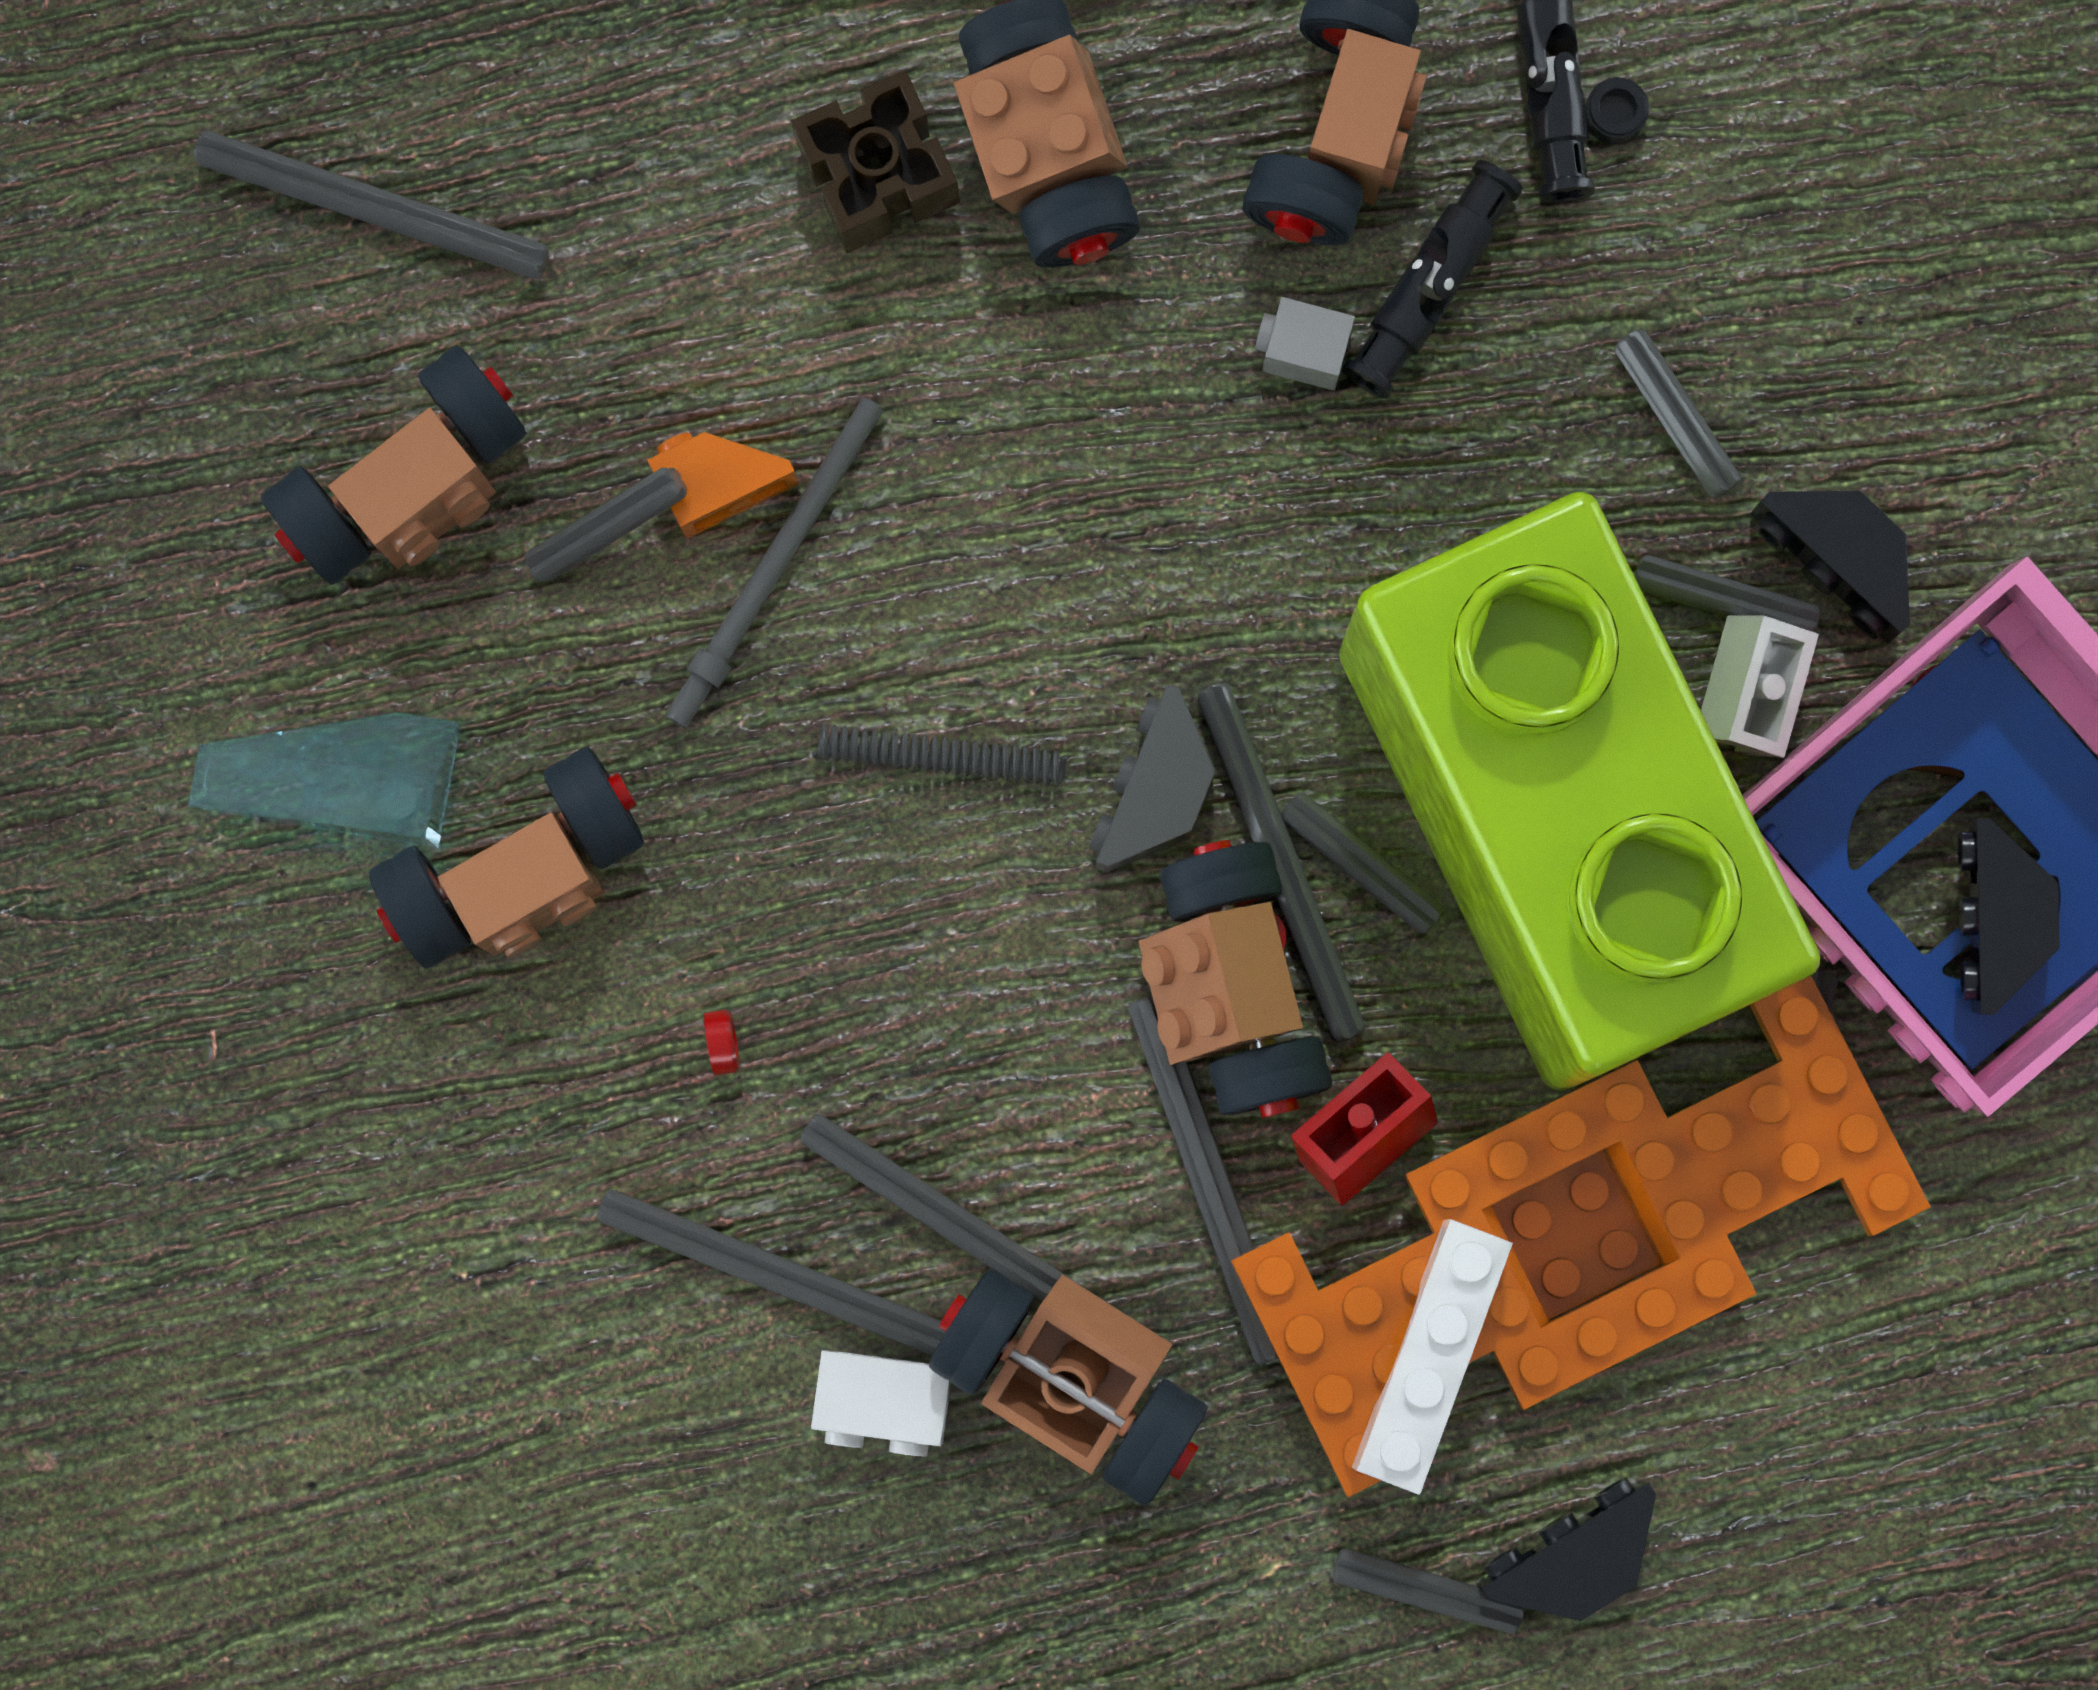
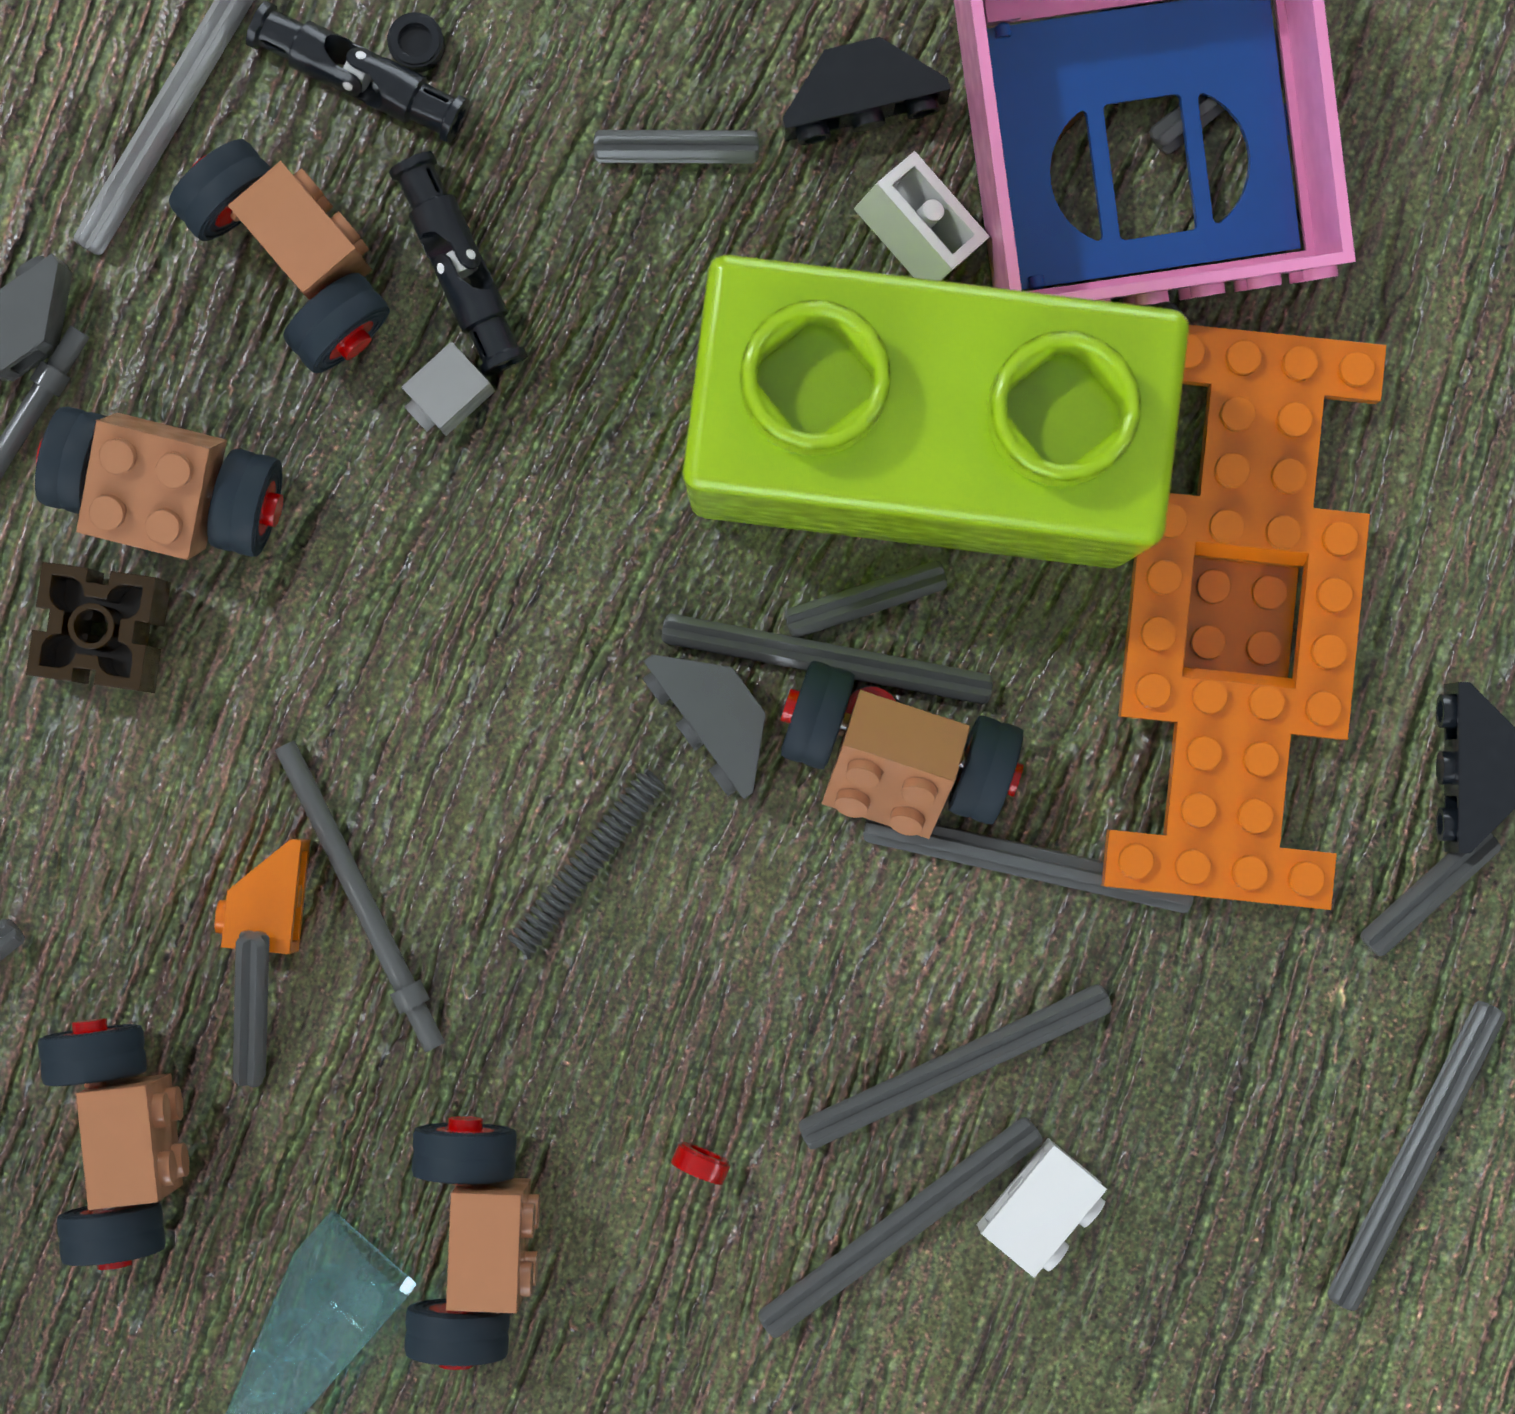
camera: 60 degrees left, 5 degrees up
(1072, 1379) = (1122, 1060): brick -> none
(1365, 1128) = (1068, 724): red brick -> none
(1432, 1356) = (1276, 784): white arch -> none
(1720, 594) = (836, 201): dark grey axle -> none
(2008, 916) = (1211, 149): black slope -> none

